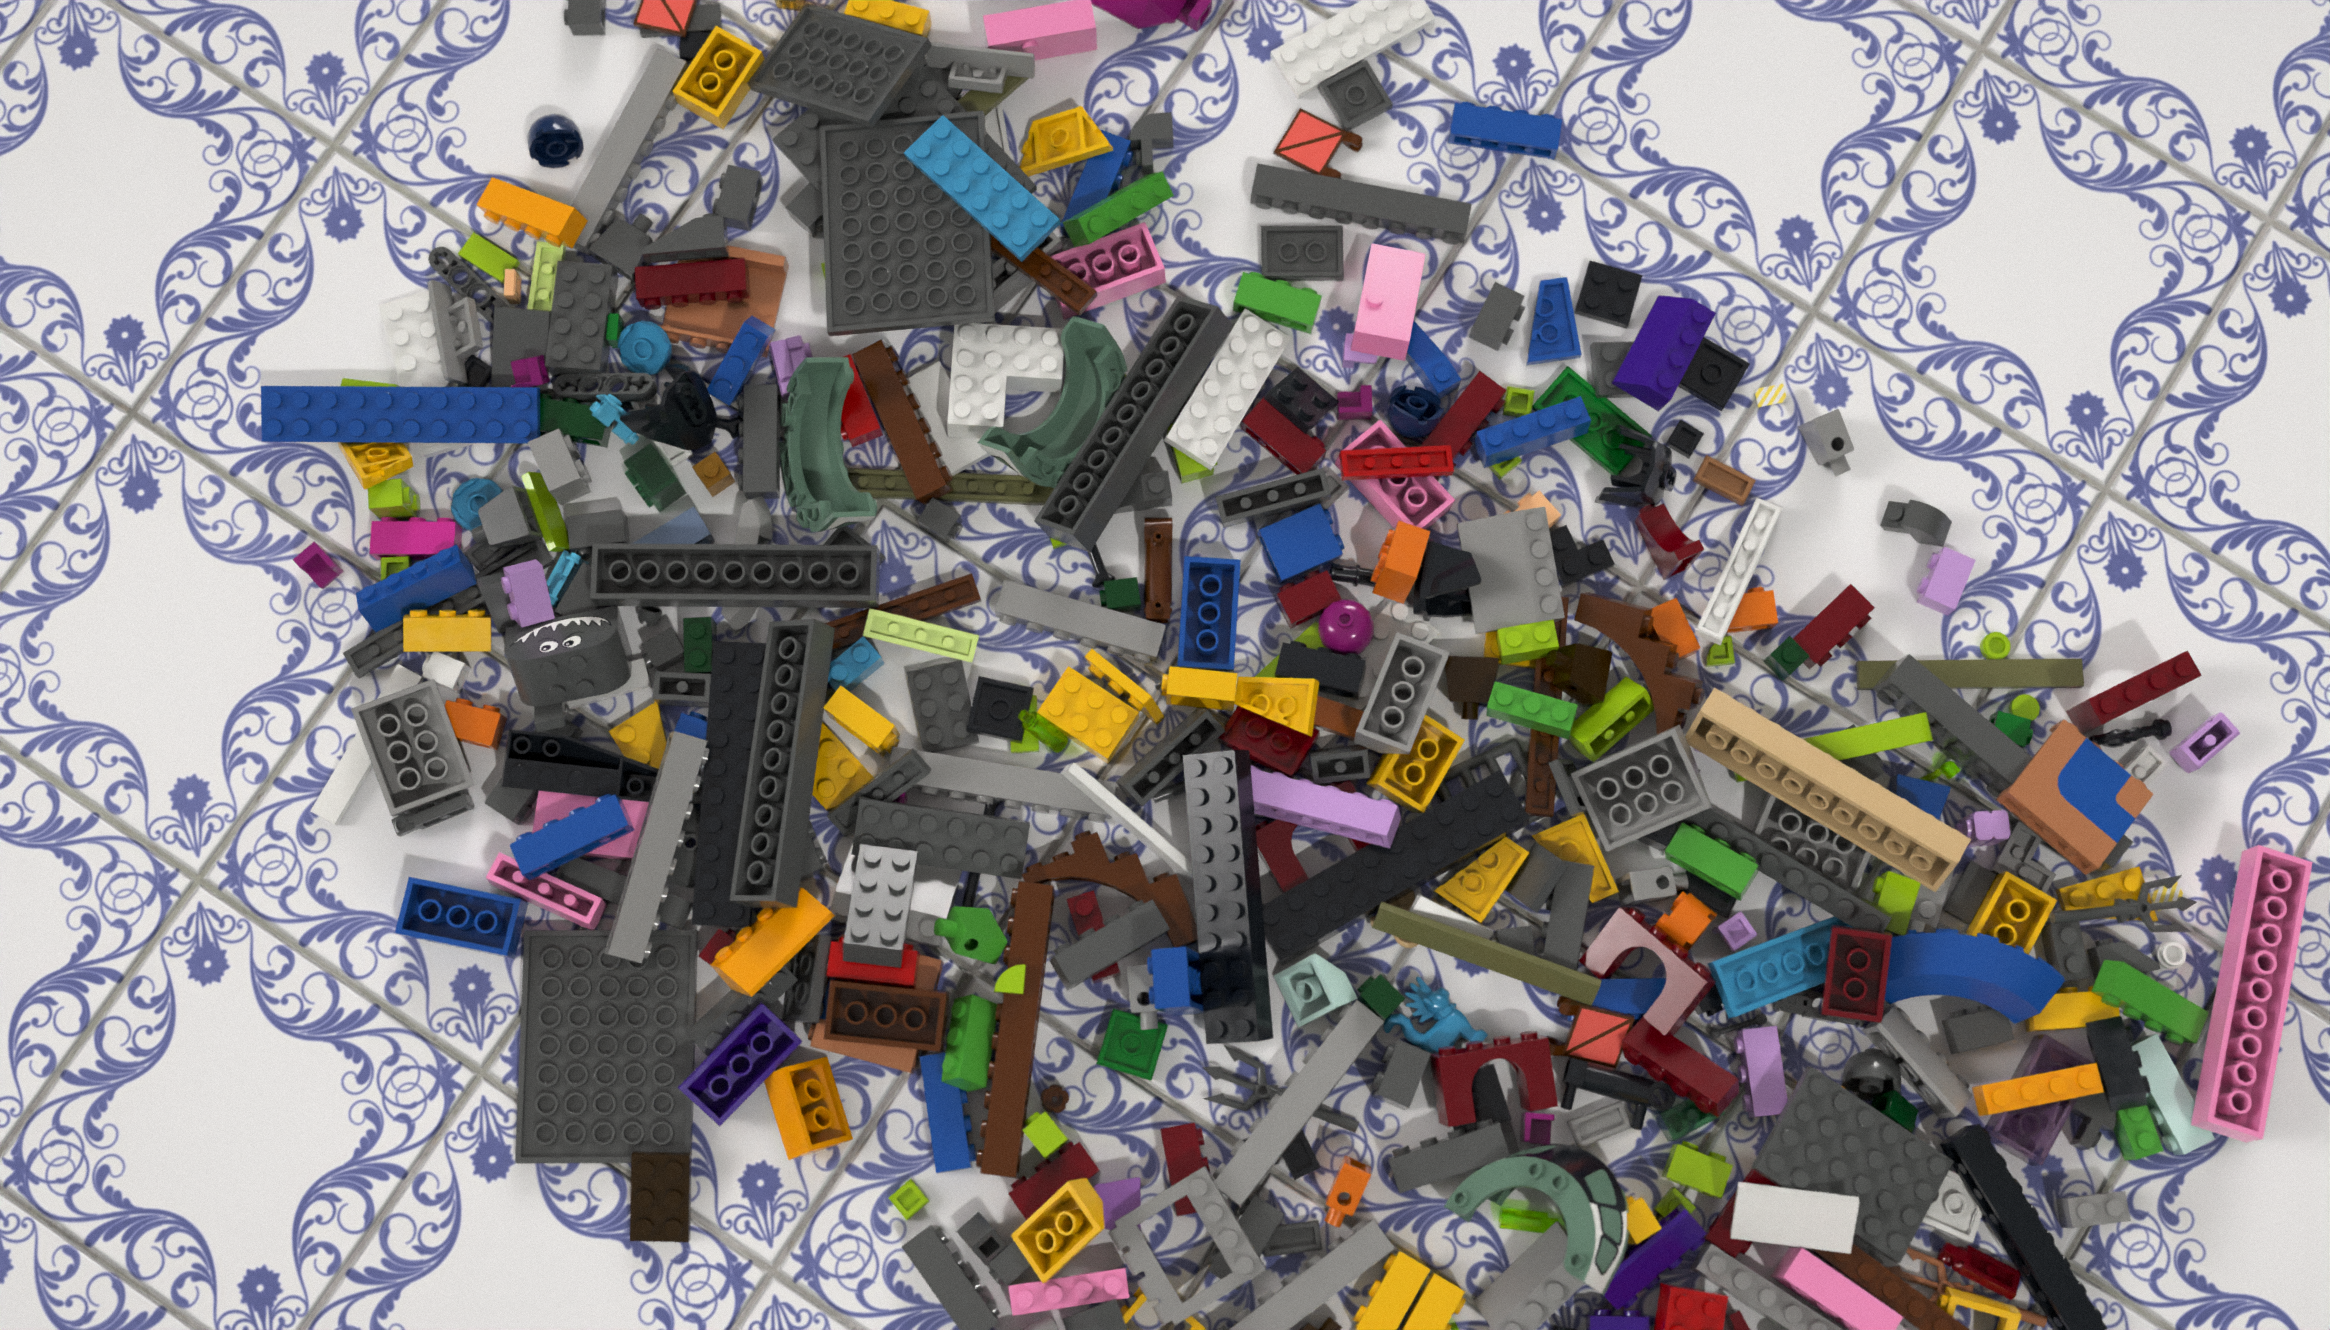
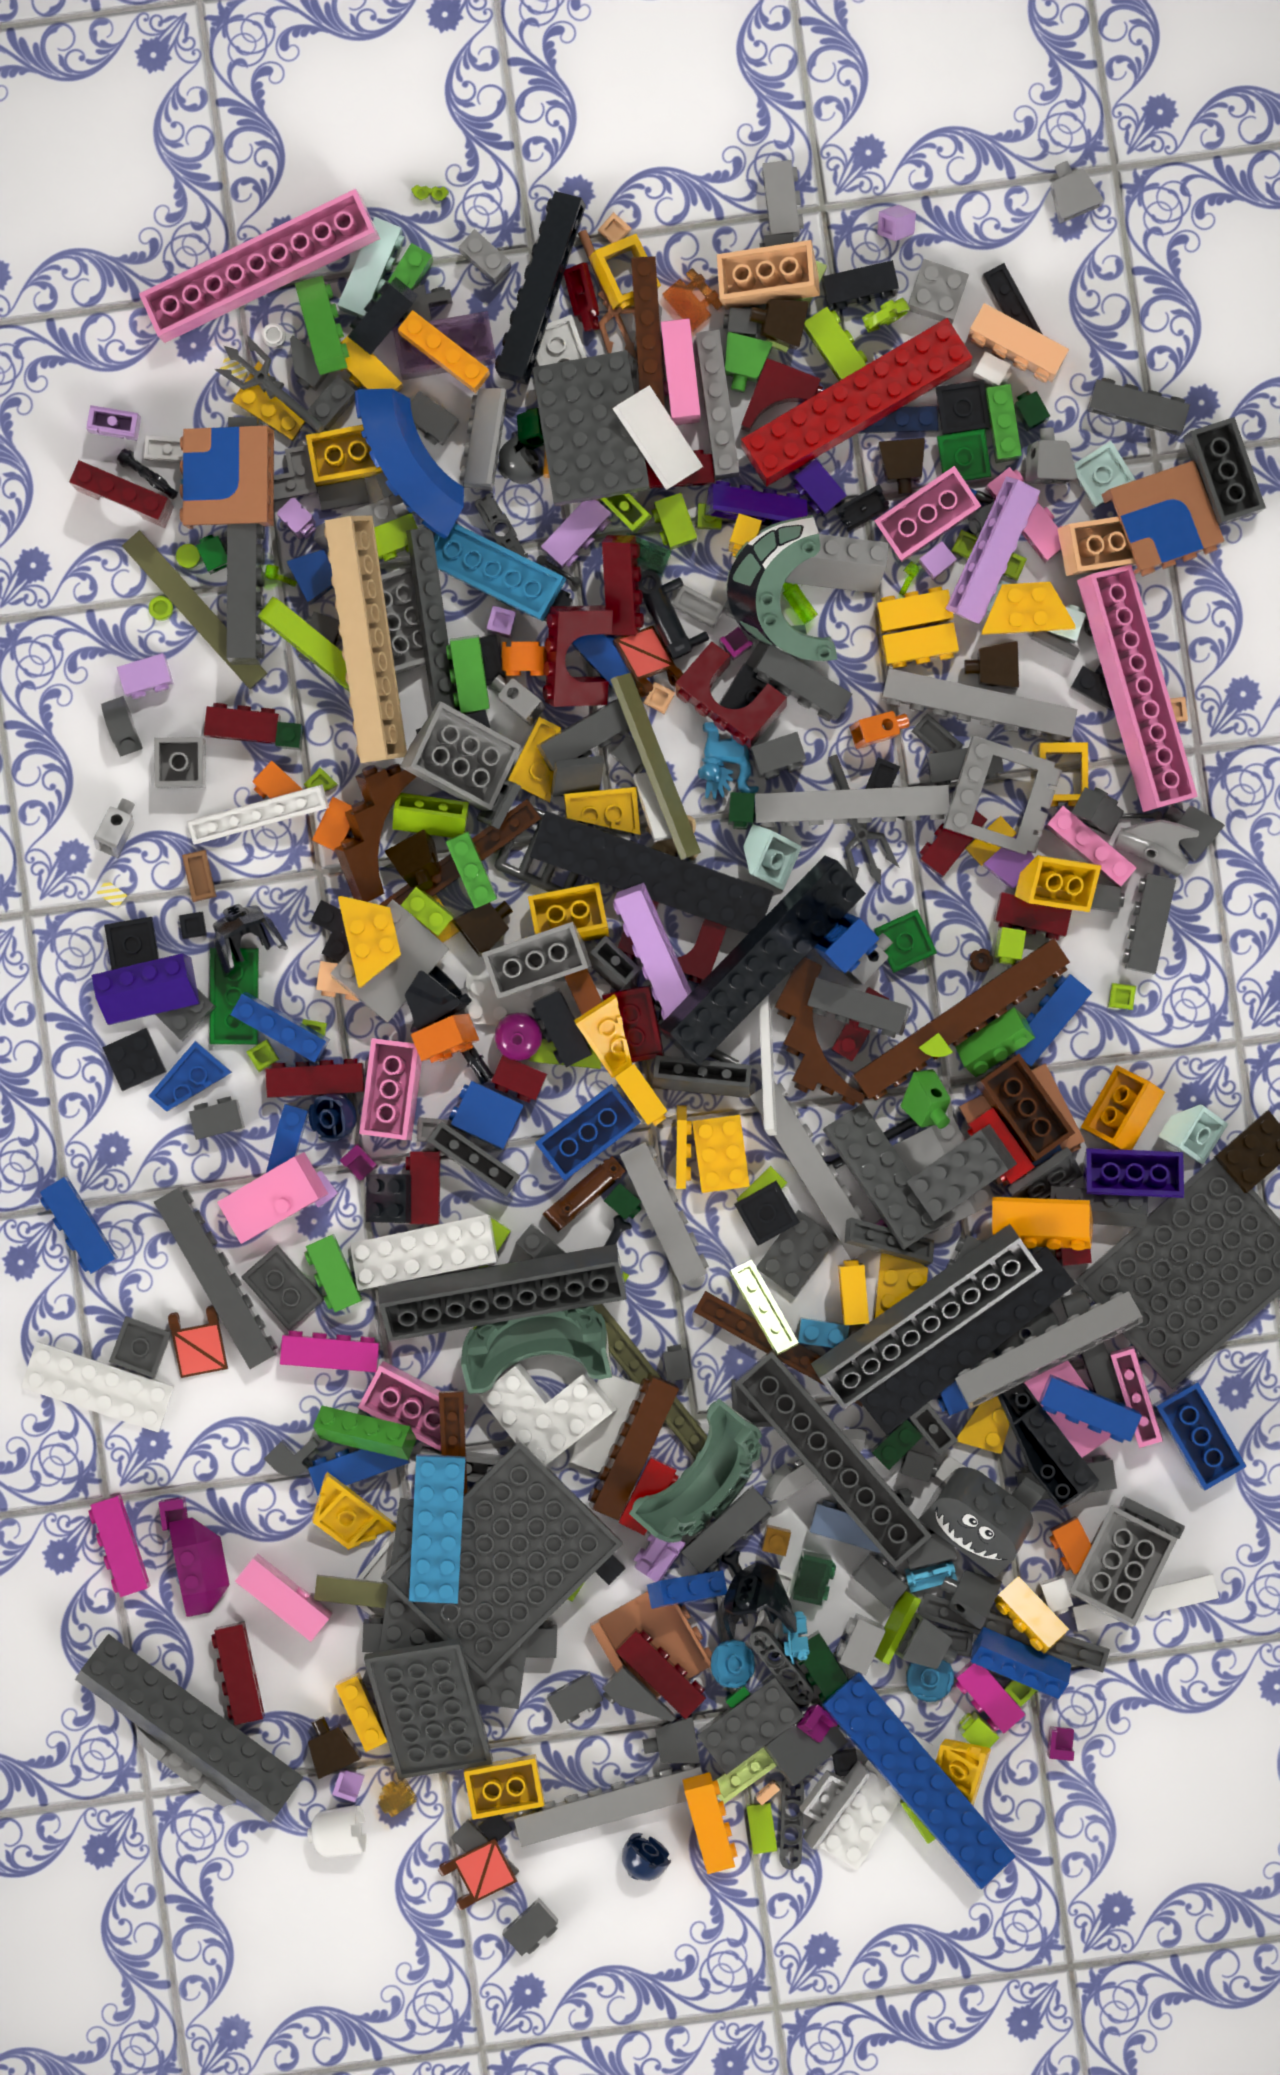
camera: 125 degrees left, 10 degrees up
(527, 593) = (962, 1582): lavender brick -> none
(729, 1154) = (1194, 1132): none -> light aqua slope
(816, 319) = (610, 1569): none -> black tile
(980, 67) = (350, 1611): light grey bracket -> none
(982, 1238) = (1106, 928): dark grey brick -> none
(1043, 730) = (756, 1172): clear neon green cylinder -> none
(1149, 1188) = (983, 851): none -> yellow tile
(1212, 242) = (330, 1352): none -> dark pink brick
(1396, 462) = (382, 1096): red plate -> none
(1544, 1015) = (659, 698): none -> light nougat tile
(1548, 565) = (369, 937): none -> yellow wing
(1666, 542) = (277, 879): dark red arch -> none
(1743, 1135) = (628, 510): none -> lime brick
(1842, 544) = (180, 762): none -> light grey brick
(1856, 973) = (467, 523): dark red brick -> none
(2198, 1206) = (423, 192): none -> lime piece

